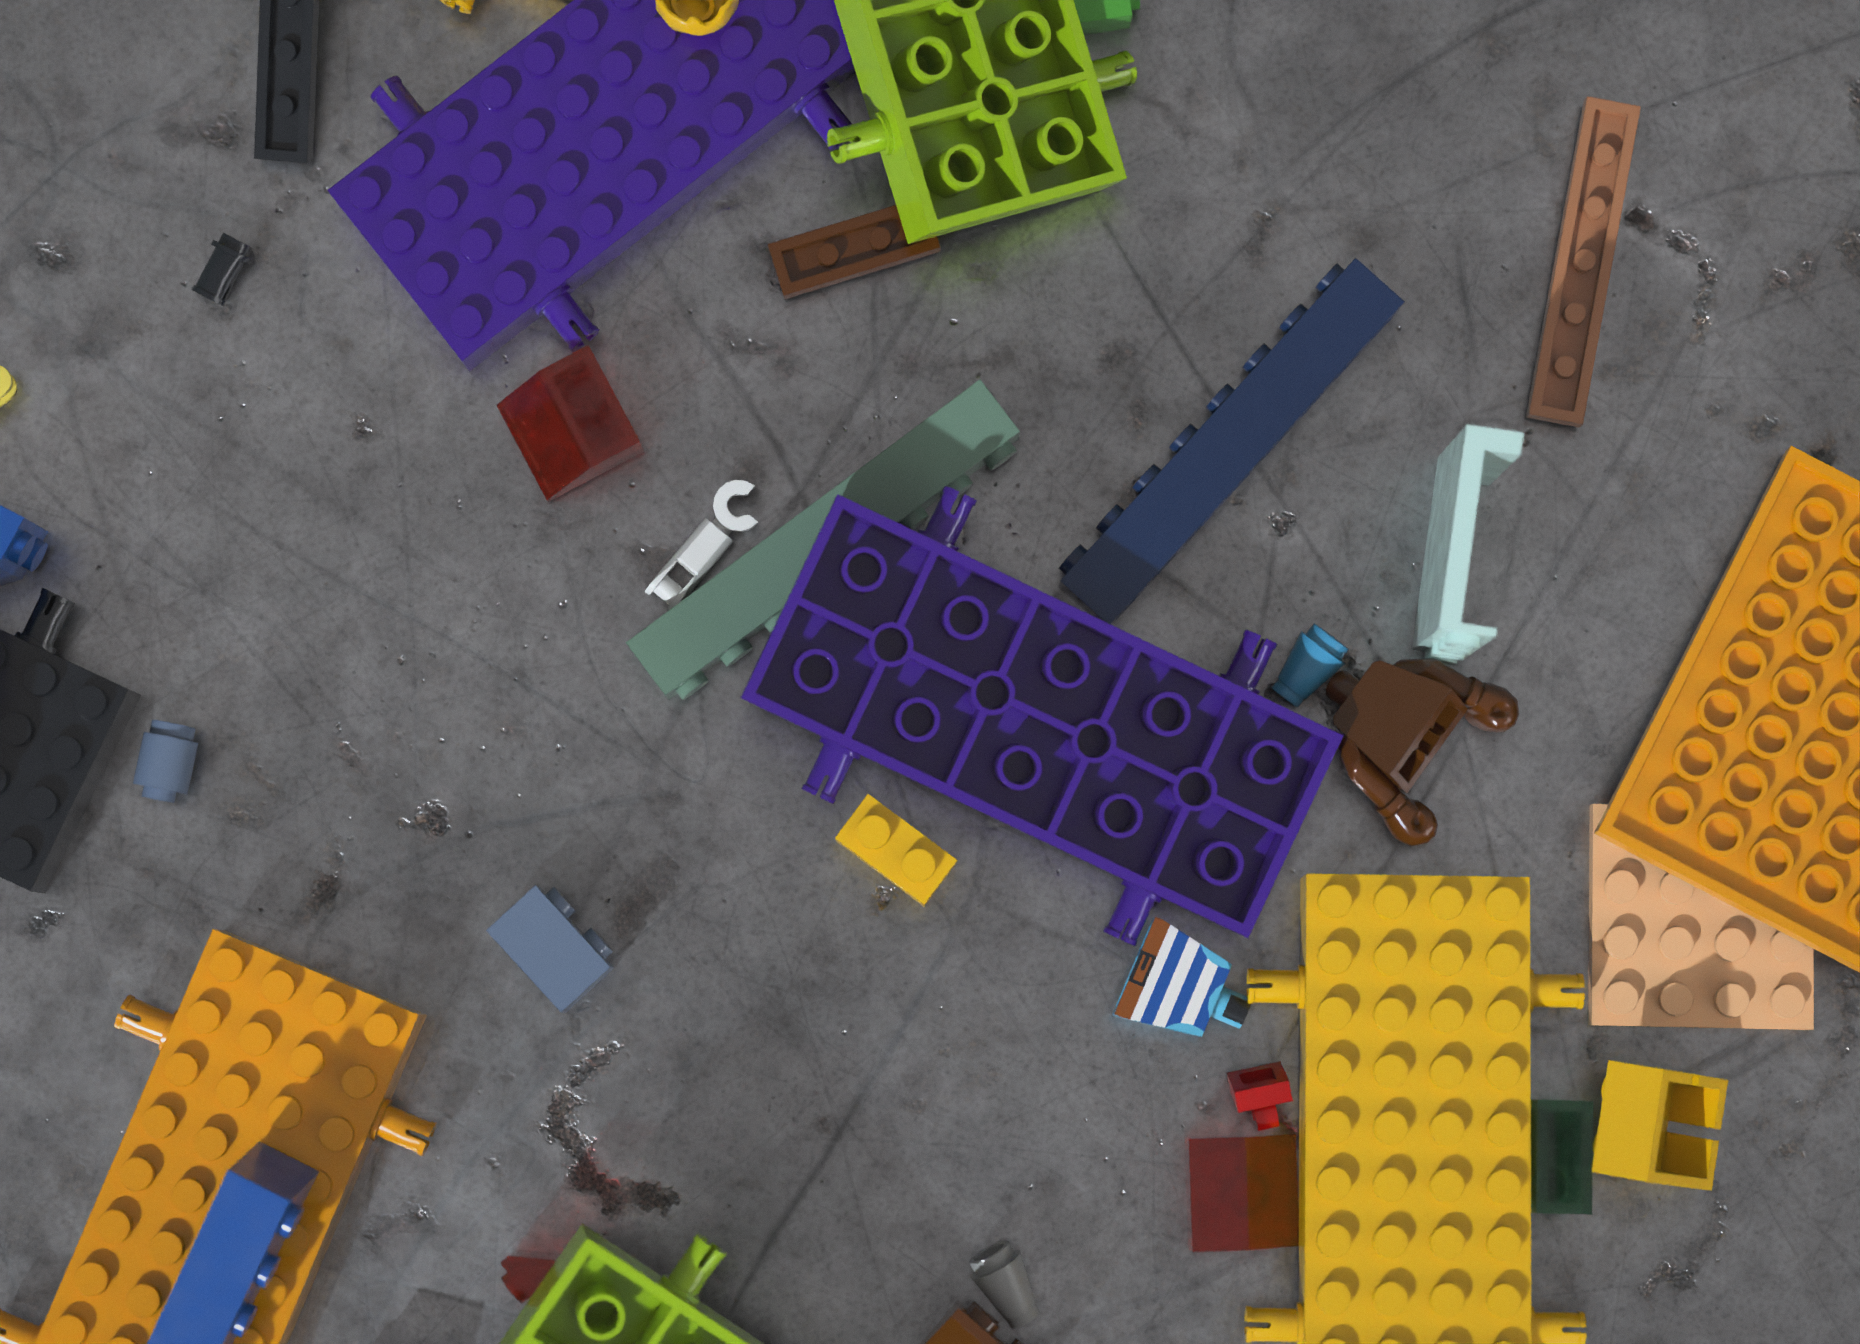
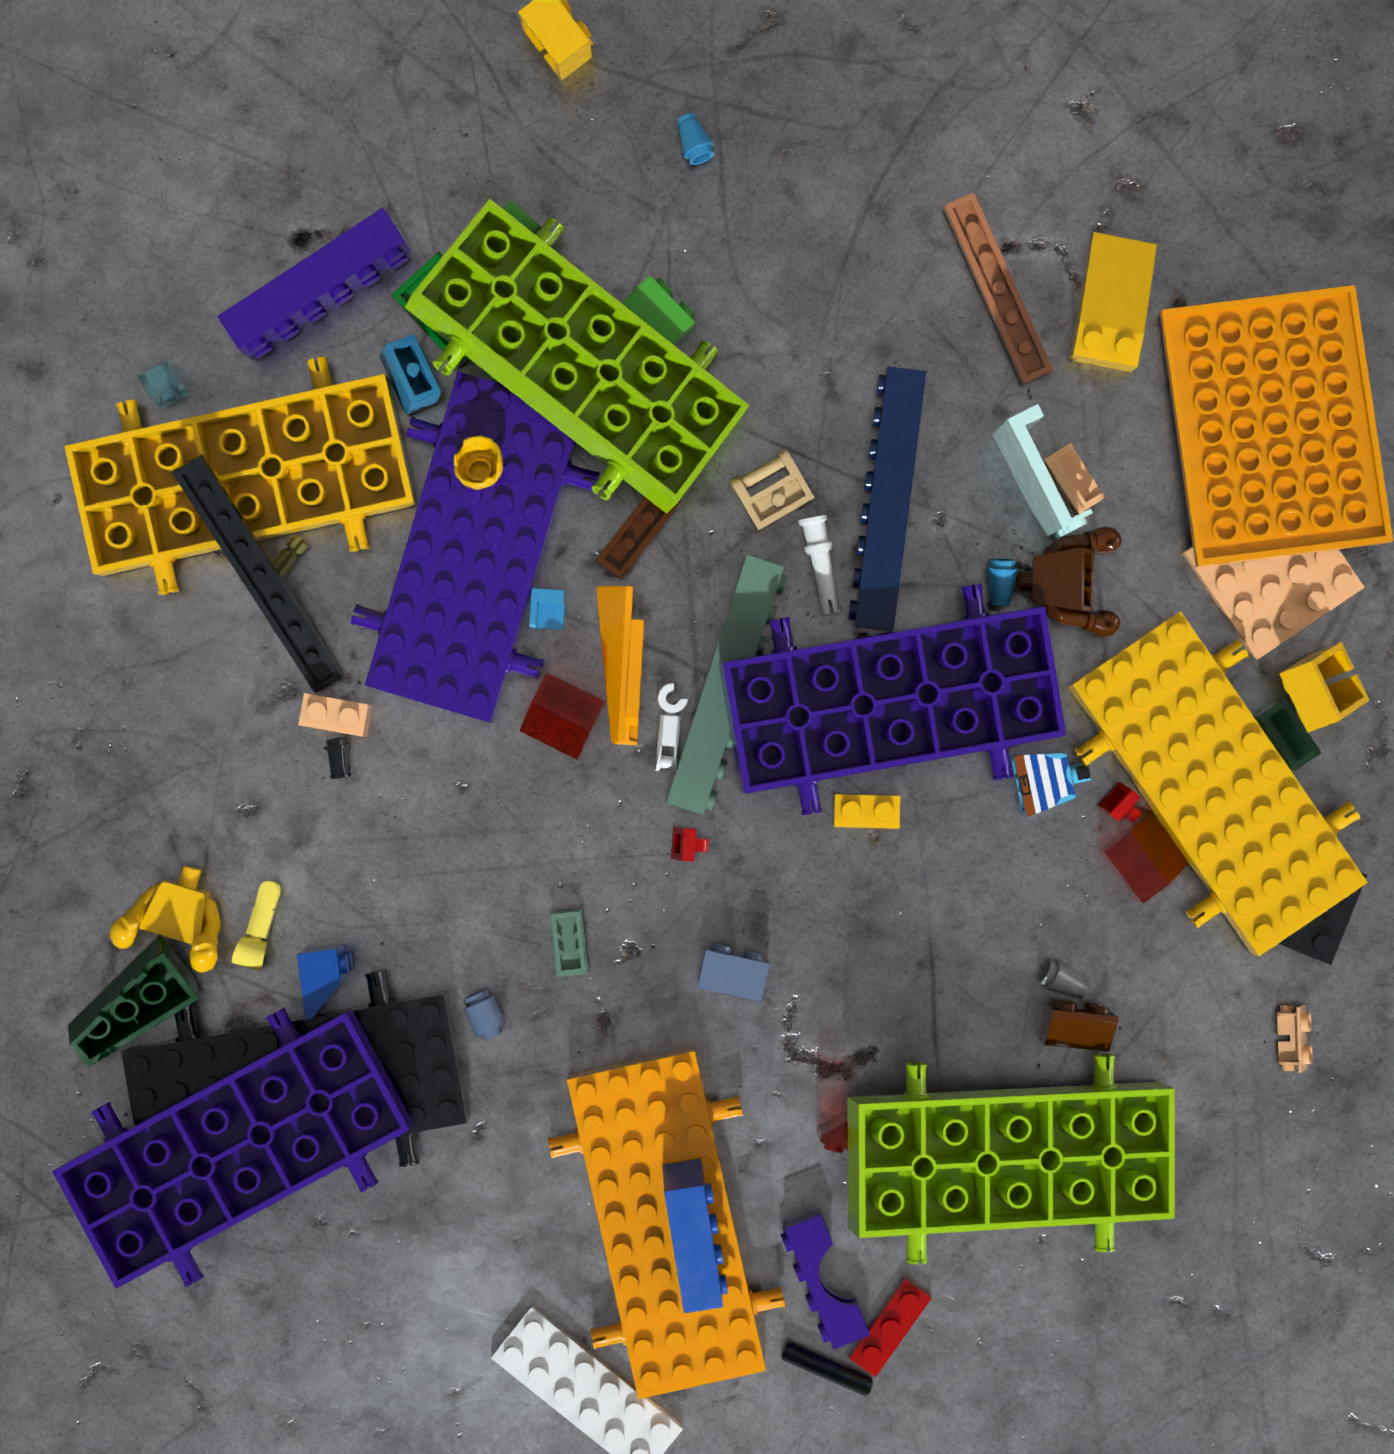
camera: 40 degrees left, 5 degrees up
(261, 206) = (335, 714): none -> light nougat brick
(354, 745) = (568, 942): none -> sand green plate
(614, 721) = (686, 844): none -> red tile
(653, 265) = (547, 609): none -> dark azure panel
(708, 410) = (622, 660): none -> light orange wedge
(1078, 336) = (776, 499): none -> tan plate
(1086, 443) = (818, 548): none -> white pin
(1507, 591) = (1073, 480): none -> light nougat hinge
(1730, 391) = (1113, 303): none -> yellow slope

